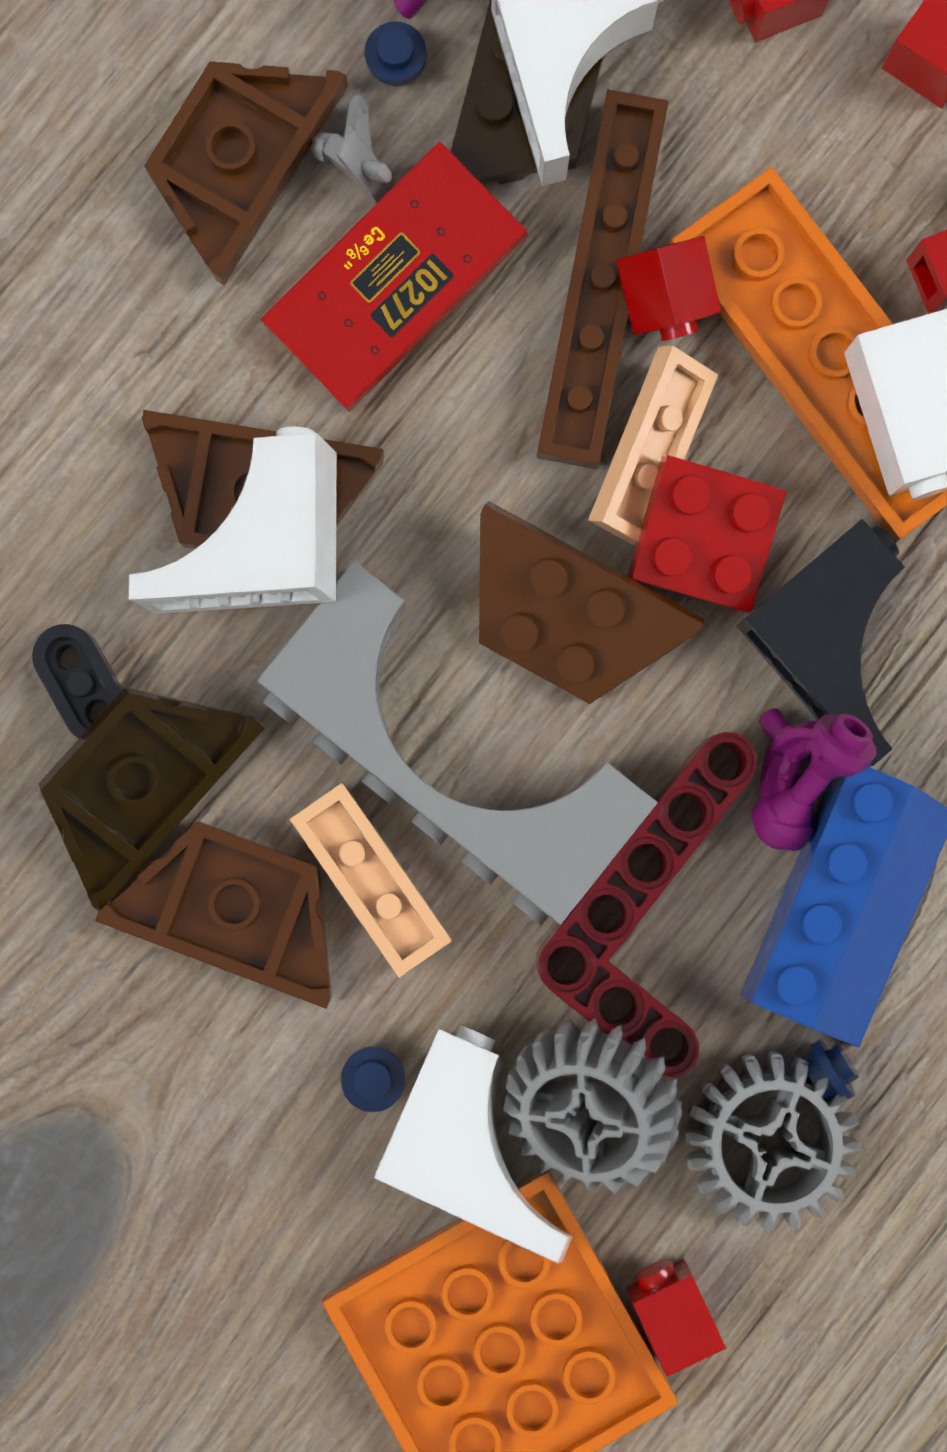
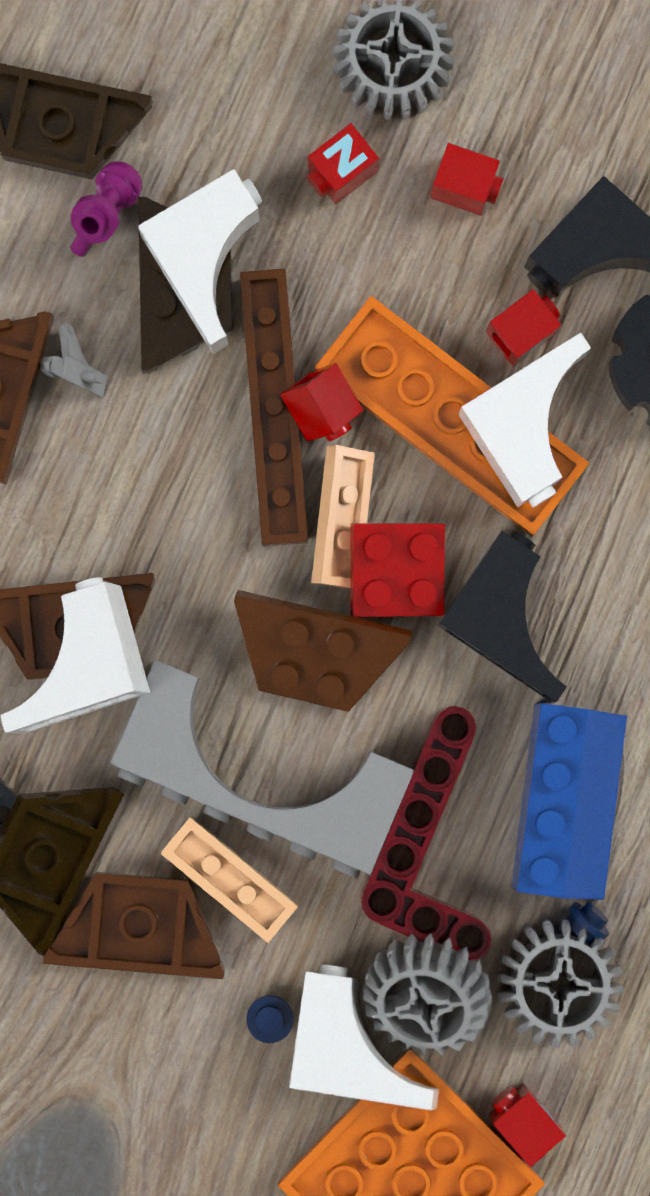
camera: 20 degrees left, 0 degrees up
(394, 276) = (125, 447): red tile -> none
(395, 53) = (82, 285): dark blue plate -> none
(838, 748) = (528, 699): magenta piece -> none

